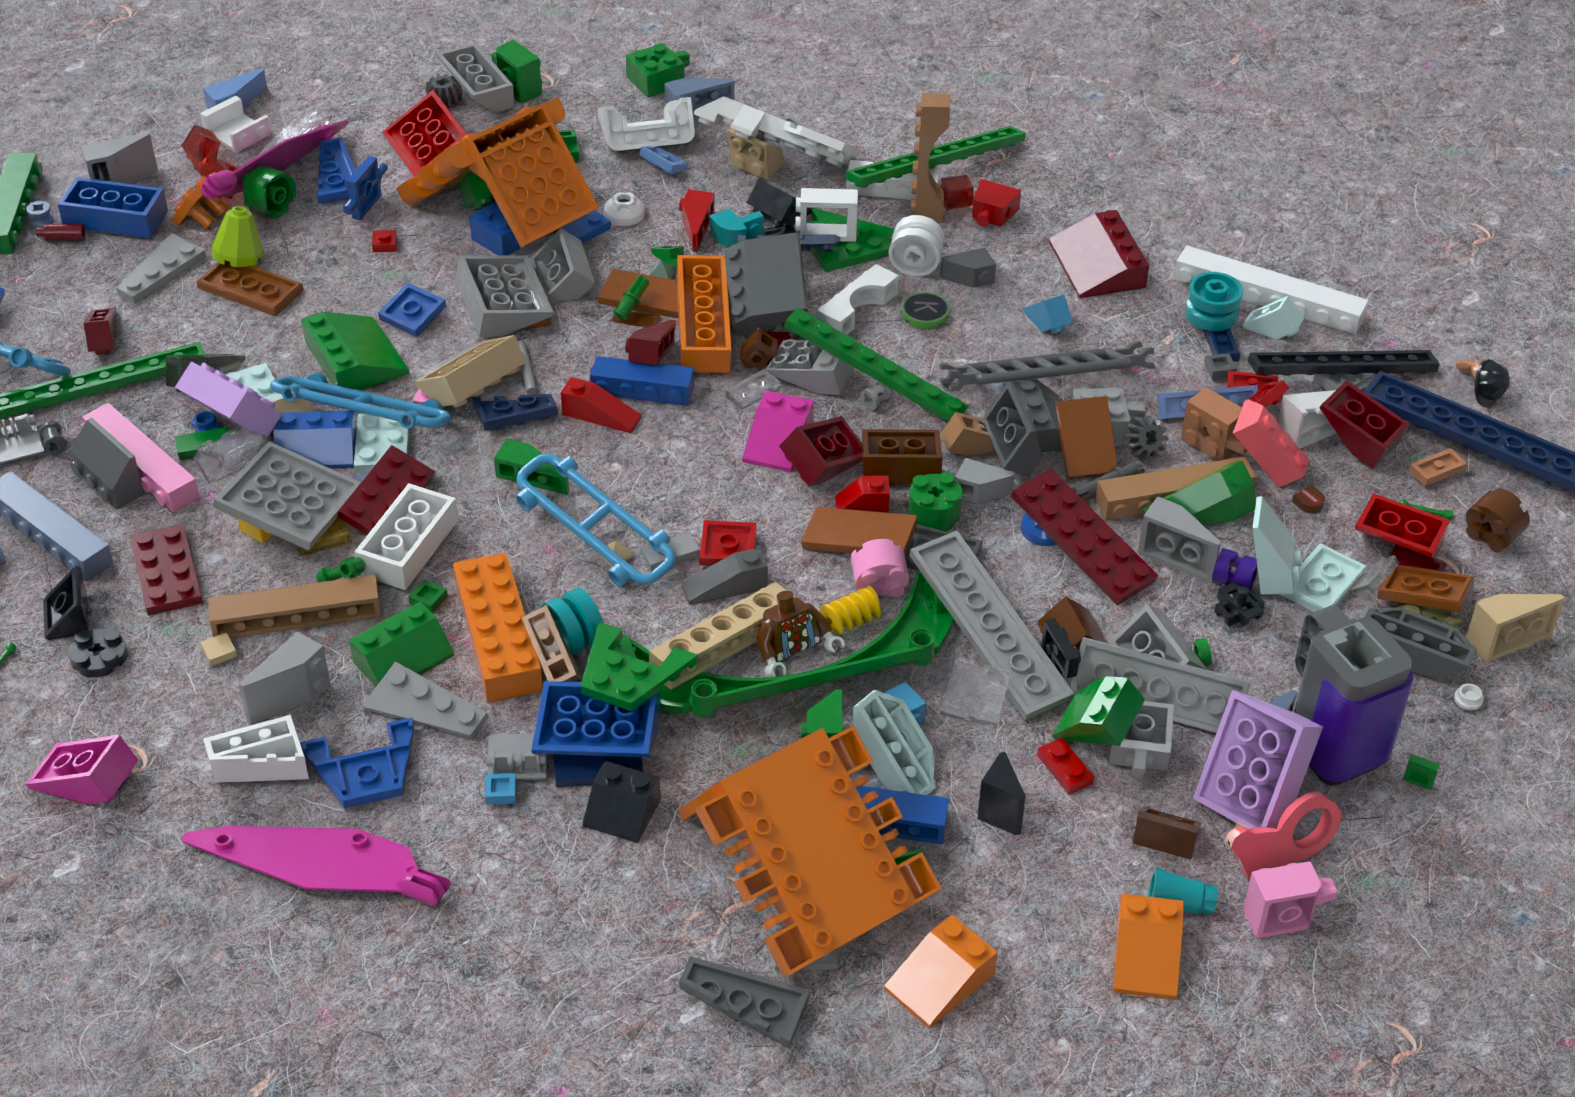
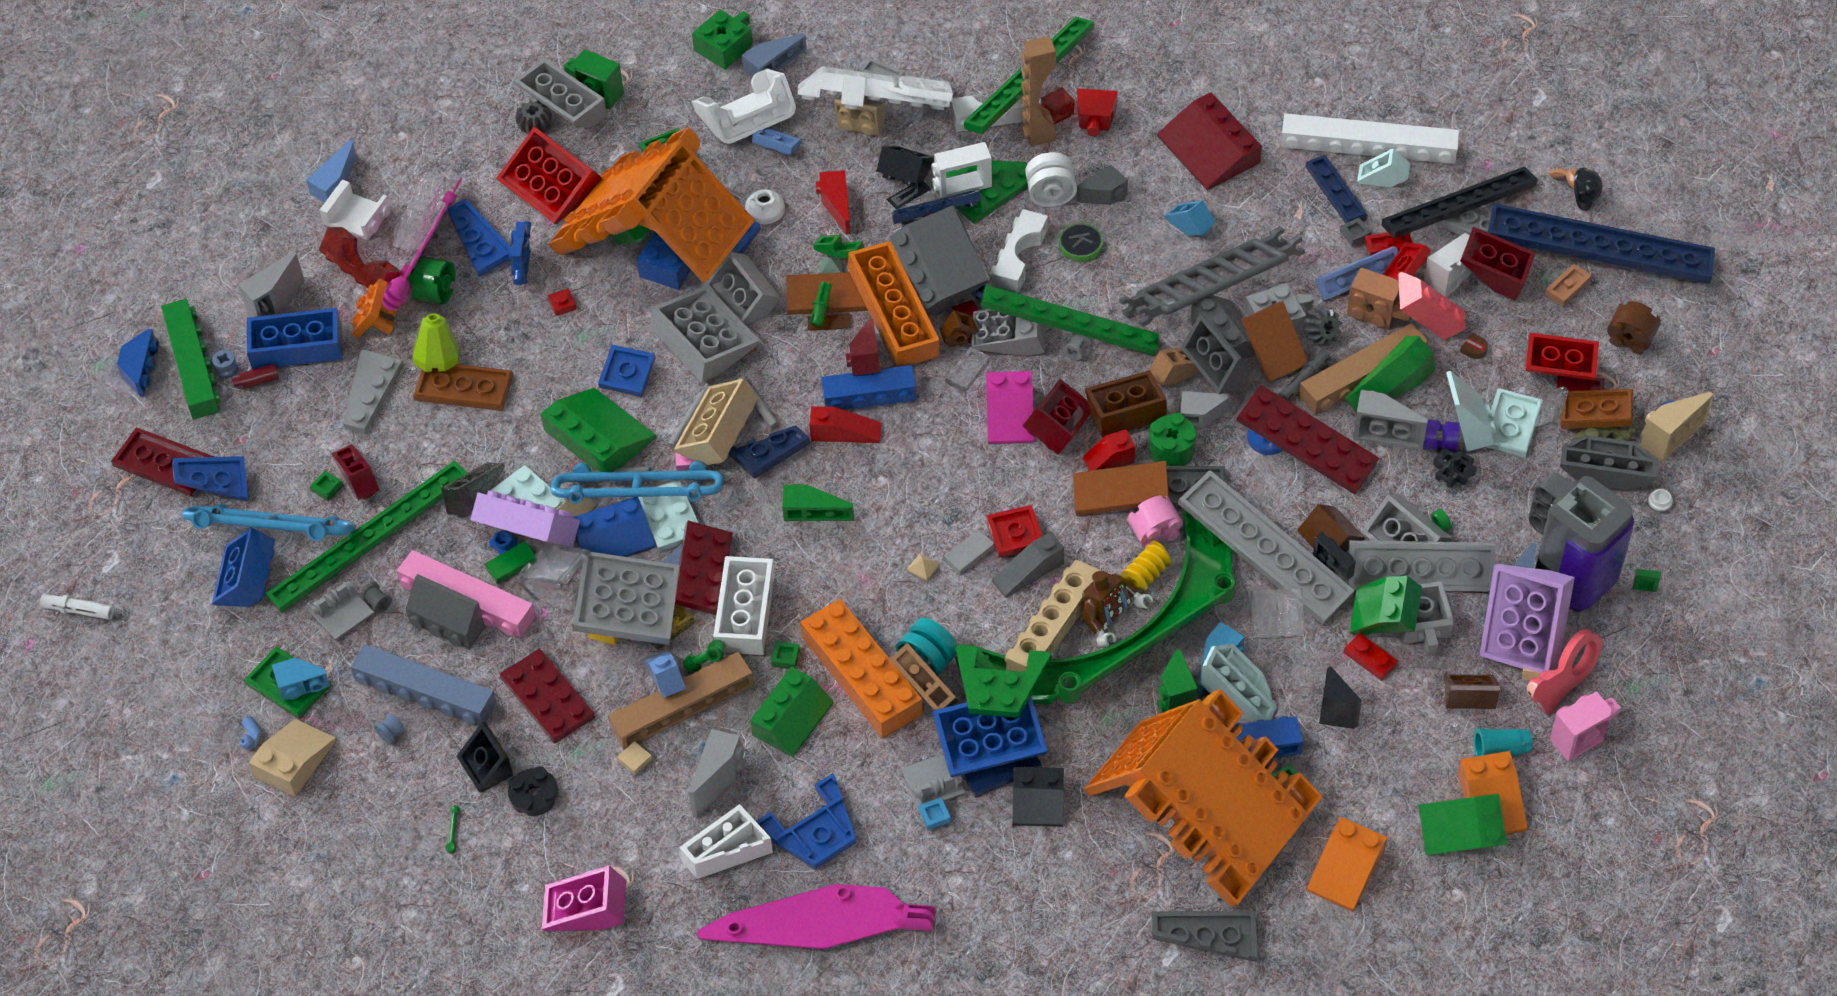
camera: 15 degrees left, 10 degrees up
(69, 335) = (326, 485): none -> green tile
(286, 571) = (665, 673): none -> medium blue slope
(410, 695) = (821, 755): light grey wing -> none
(621, 571) = (939, 584): dark azure bar -> none
(726, 226) = (875, 204): teal brick -> none
(1095, 965) = (1462, 824): none -> green slope
(1214, 301) = (1330, 168): teal wheel -> none
(1447, 514) = (1589, 328): green hinge -> none

